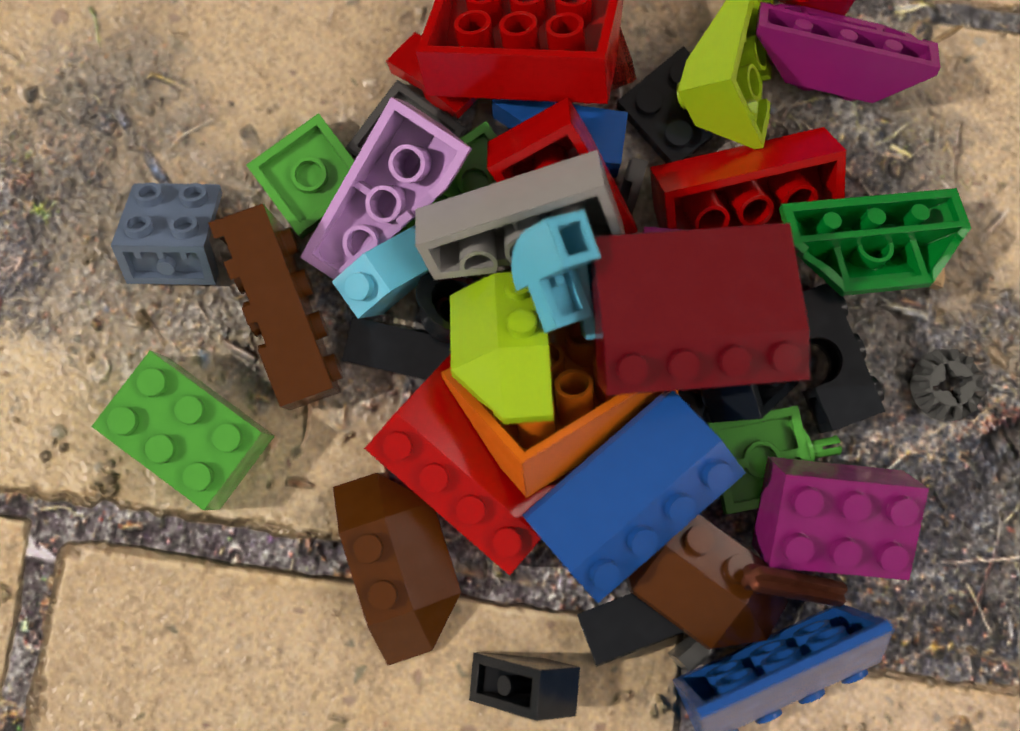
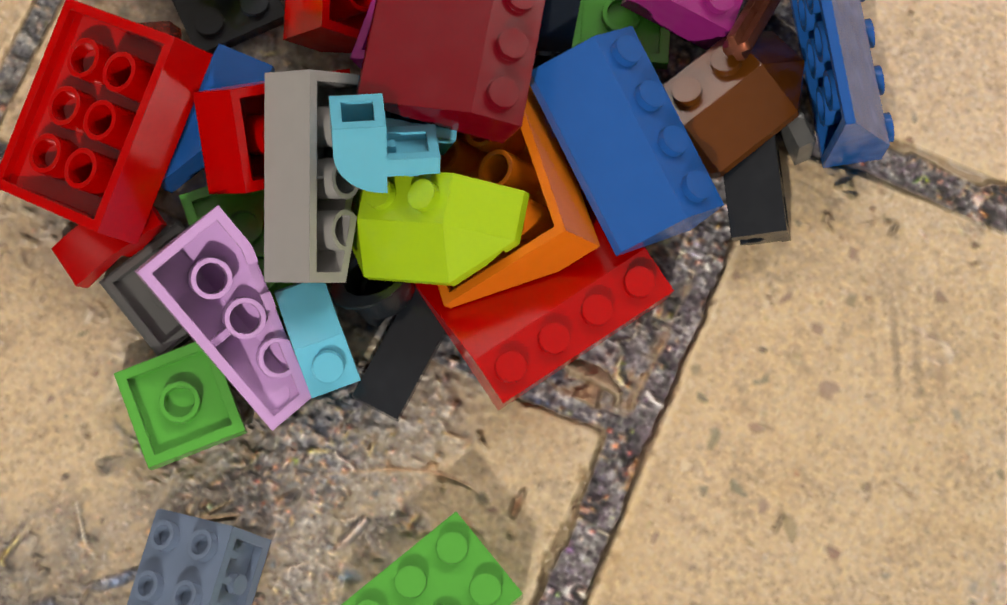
camera: 75 degrees left, 5 degrees down
(279, 306) = (322, 467): reddish brown wedge -> none
(396, 564) = (631, 412): reddish brown wedge -> none
(525, 685) = (789, 313): black slope -> none
(632, 182) = (289, 58): dark grey tile -> none

